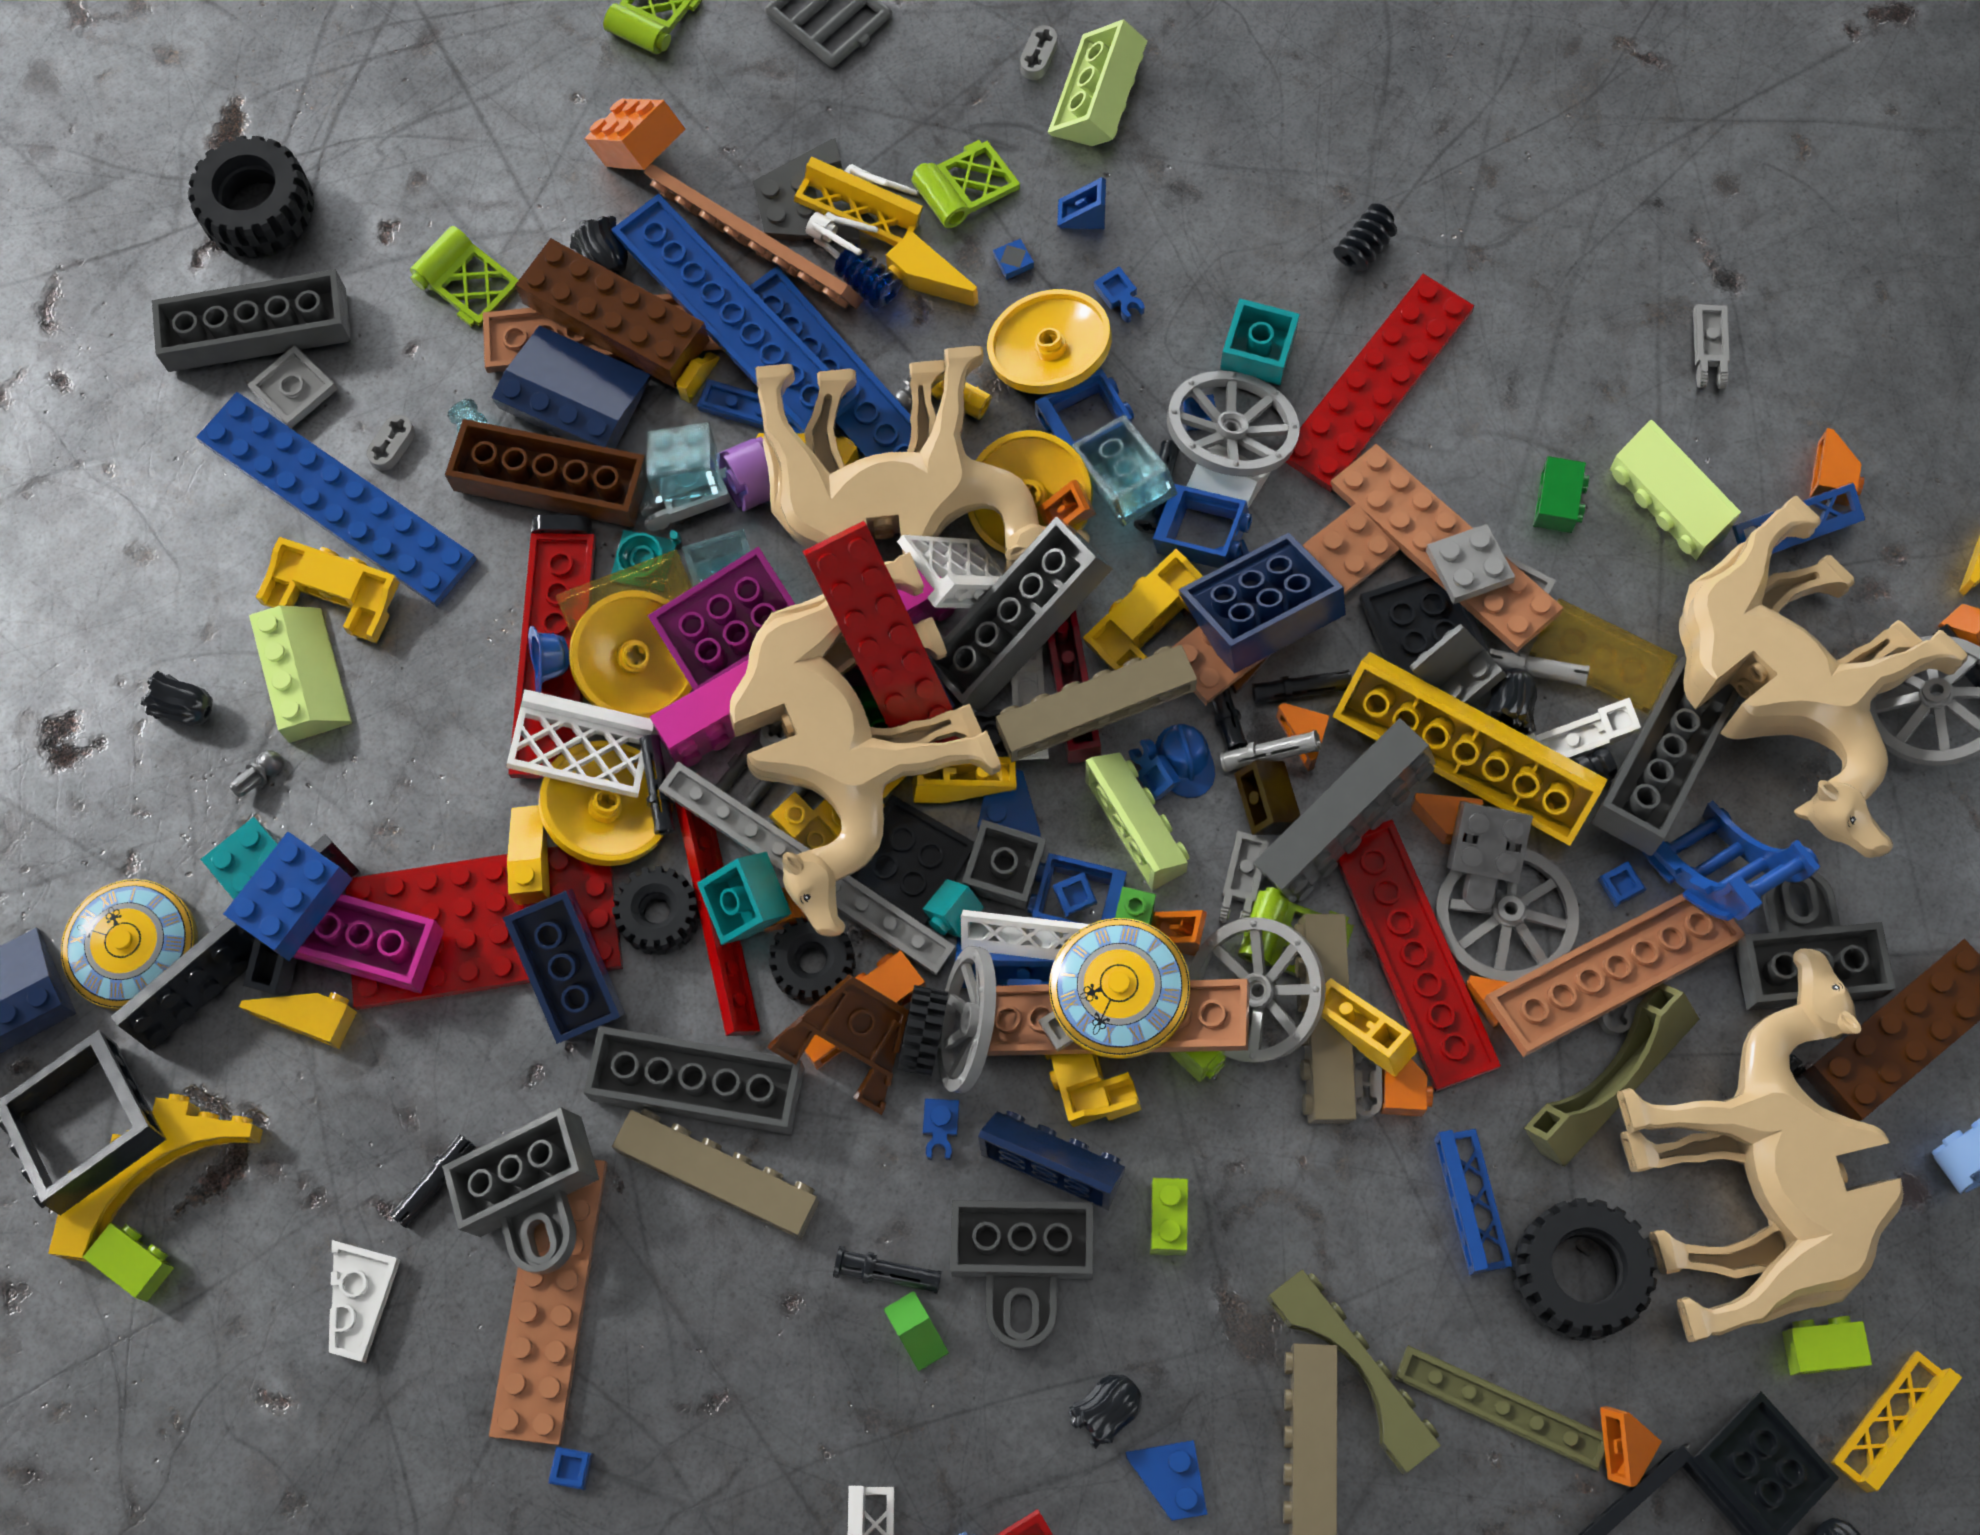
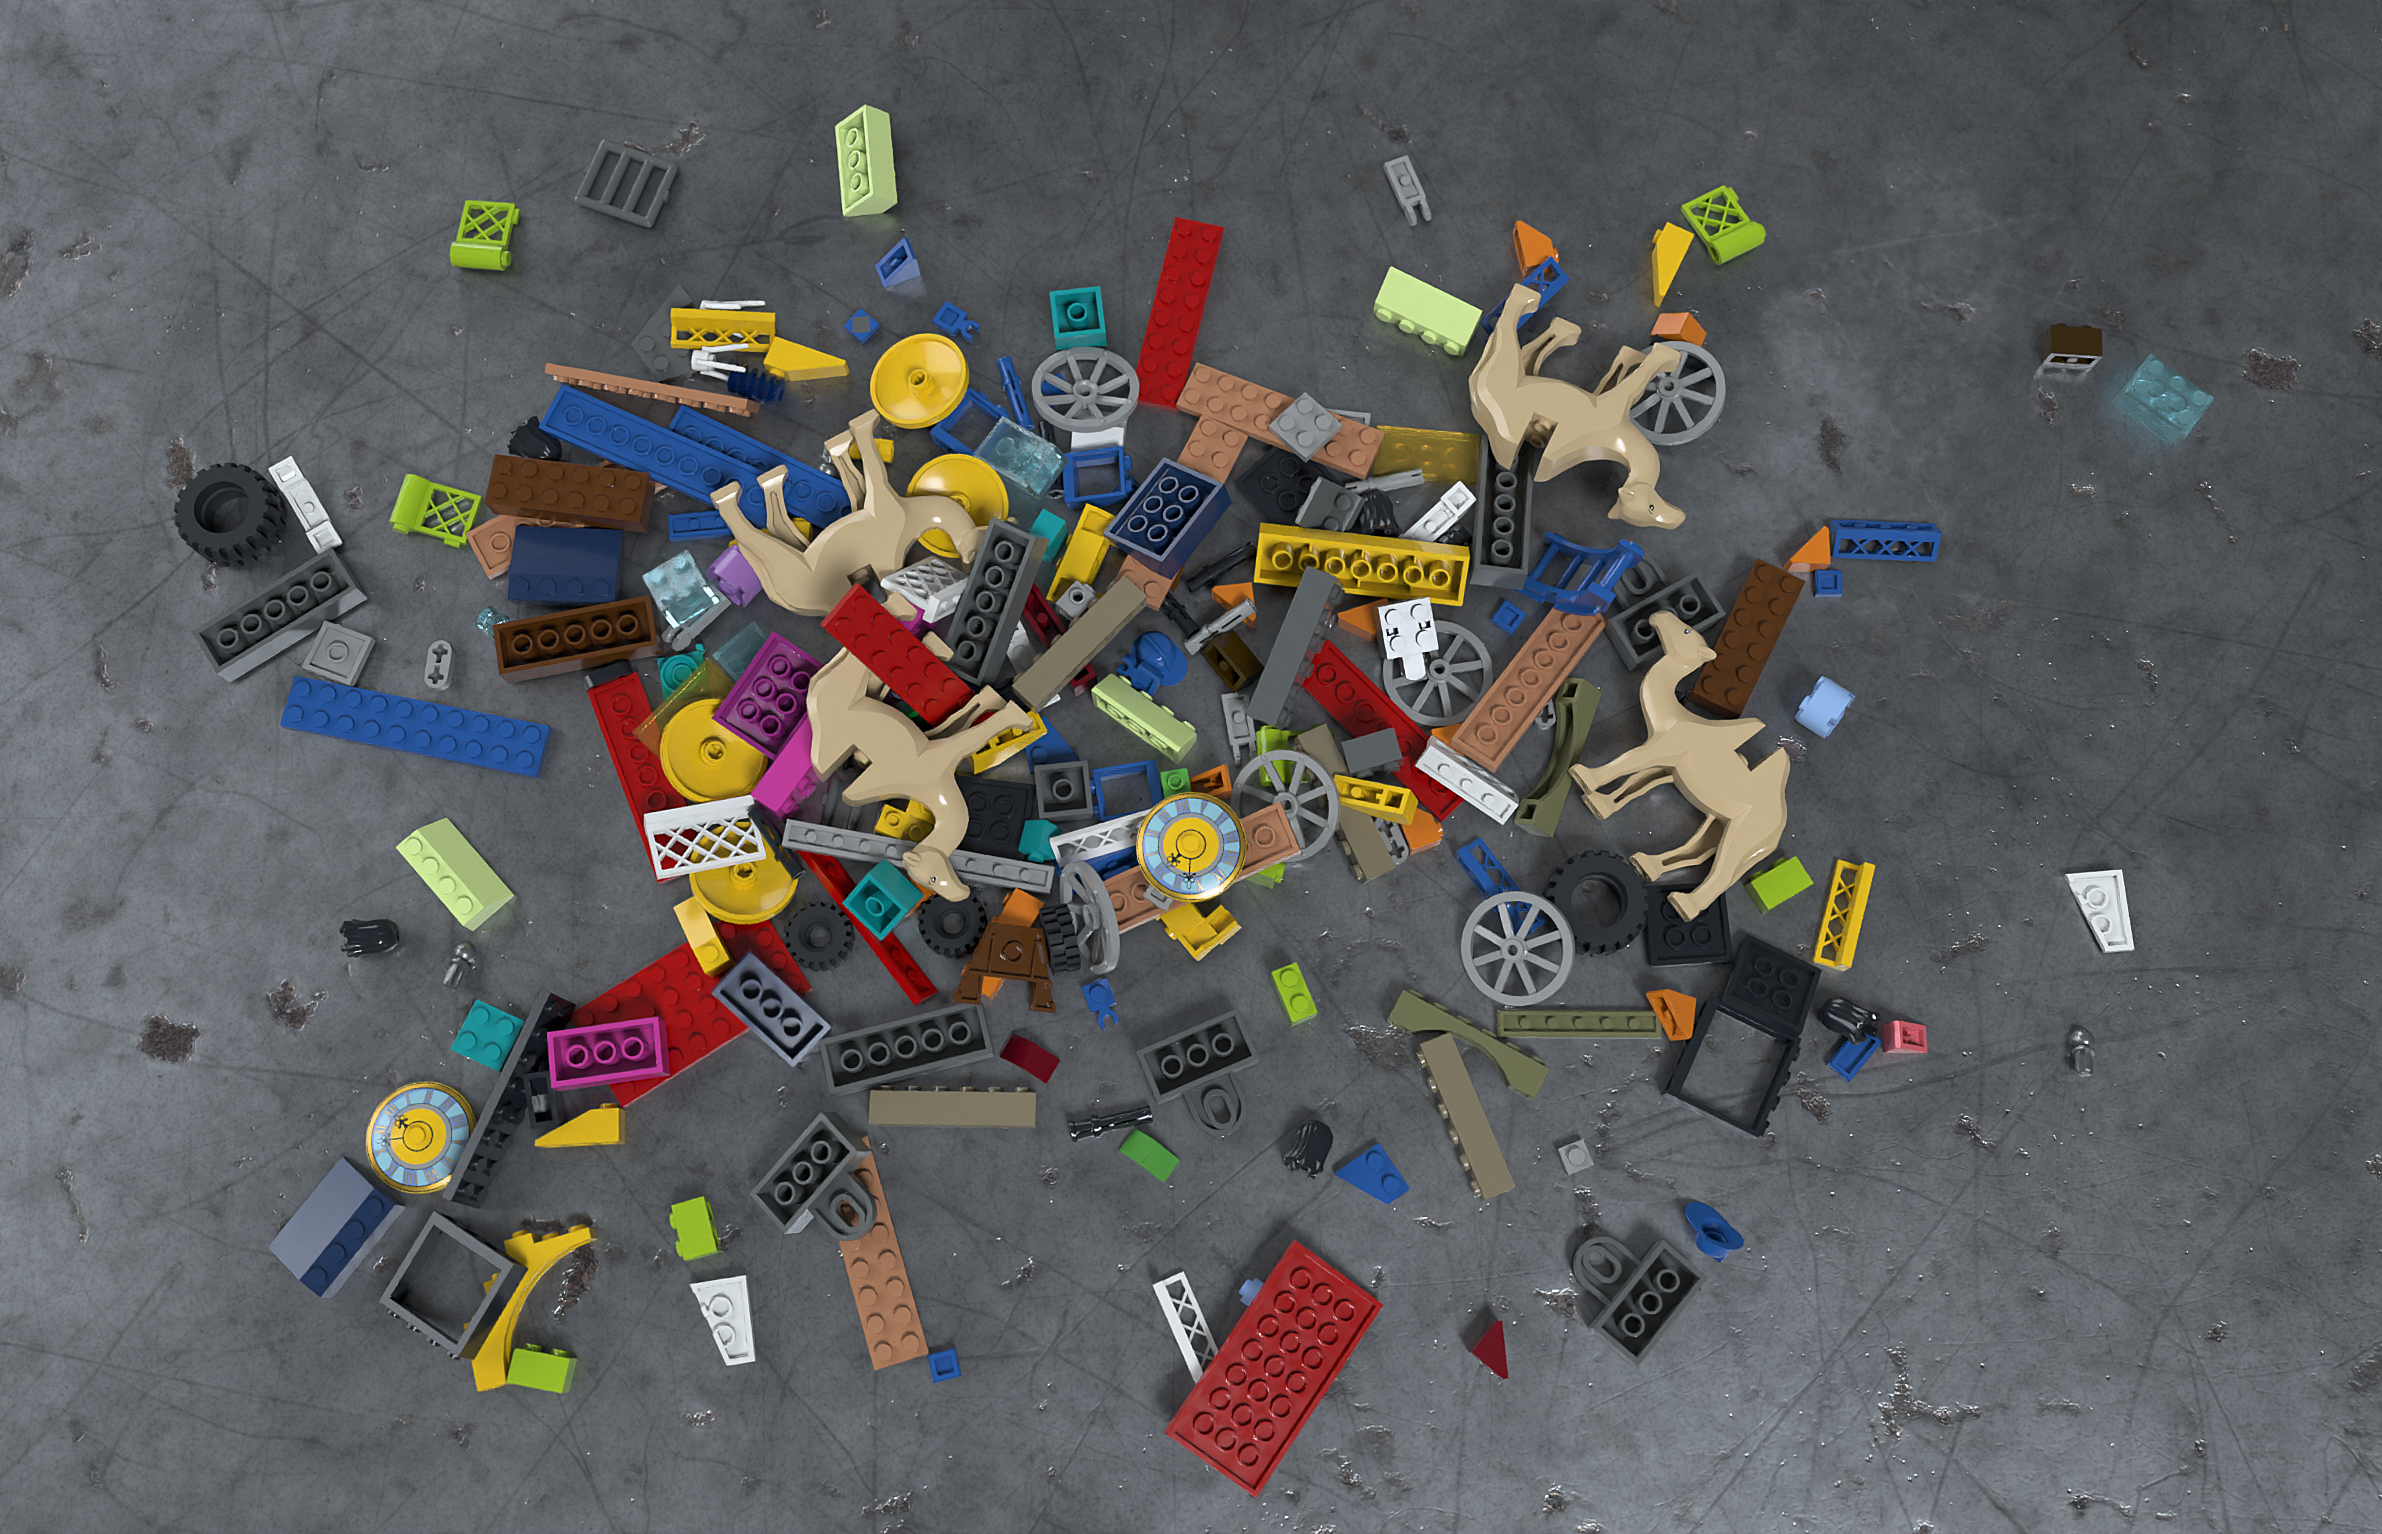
camera: 30 degrees left, 5 degrees up
(288, 896) = (538, 1047): blue brick -> none
(332, 578) = (447, 791): yellow bracket -> none
(334, 216) = (306, 505): none -> white slope
(368, 1180) = (695, 1229): none -> lime brick
(430, 1182) = (744, 1208): black pin -> none
(548, 656) = (647, 781): blue piece -> none
(634, 133) = (521, 343): orange brick -> none
(695, 376) = (657, 516): yellow tile -> none
(830, 1155) = (1030, 1058): none -> dark red slope
(944, 192) = (784, 293): lime piece -> none
(1043, 54) = (813, 153): light grey beam -> none
(1051, 1159) = (1193, 990): dark blue slope -> none
(1068, 504) = (992, 503): orange slope -> none
(1074, 894) = (1125, 792): blue tile -> none
(1113, 651) = (1075, 601): none -> light grey brick
(1126, 568) = (1053, 529): none -> teal brick
(1153, 366) = (1007, 369): none -> blue pin
(1366, 238) = (1122, 205): black piece -> none
(1386, 973) = (1373, 754): none -> dark grey brick
(1470, 1281) = (1523, 945): none -> light grey wheel
(1489, 1054) = (1468, 780): none -> white fence
(1560, 494) = (1346, 347): green brick -> none
(1692, 1372) = (1686, 943): none -> black plate

